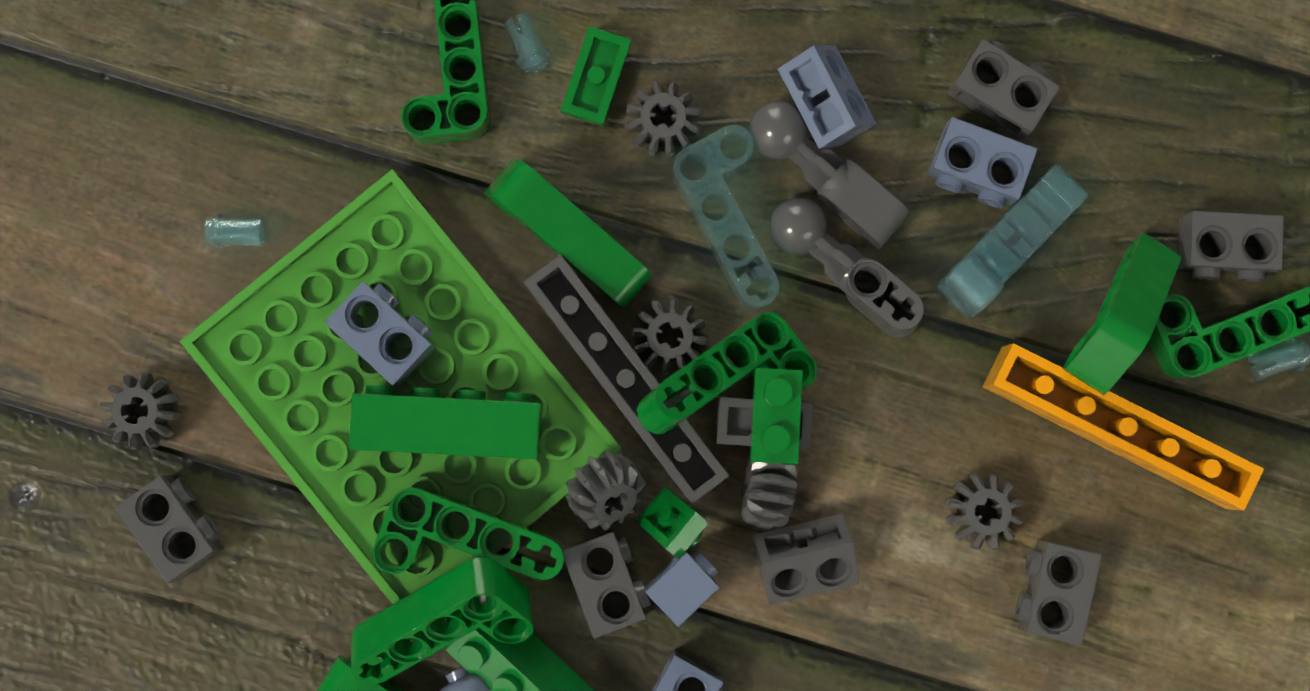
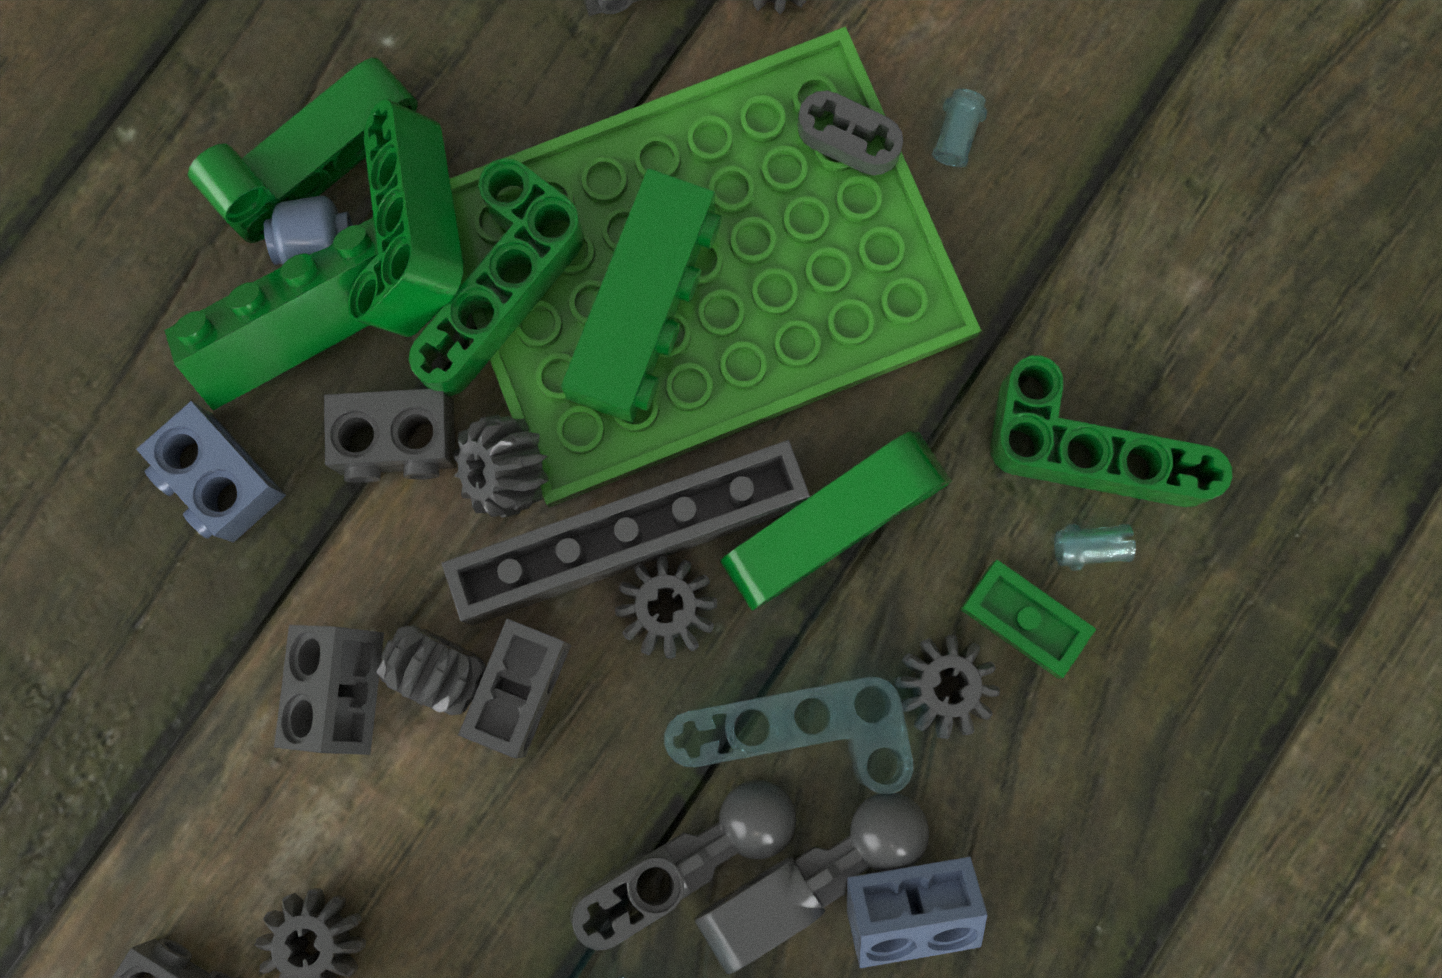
camera: 115 degrees right, 5 degrees down
(257, 308) = (850, 130): none -> dark grey beam
(375, 342) = (768, 240): sand blue brick -> none
(672, 523) = (428, 533): green plate -> none
(683, 586) = (347, 521): sand blue brick -> none
(716, 374) = (590, 648): green beam -> none
(776, 416) = (513, 704): green plate -> none

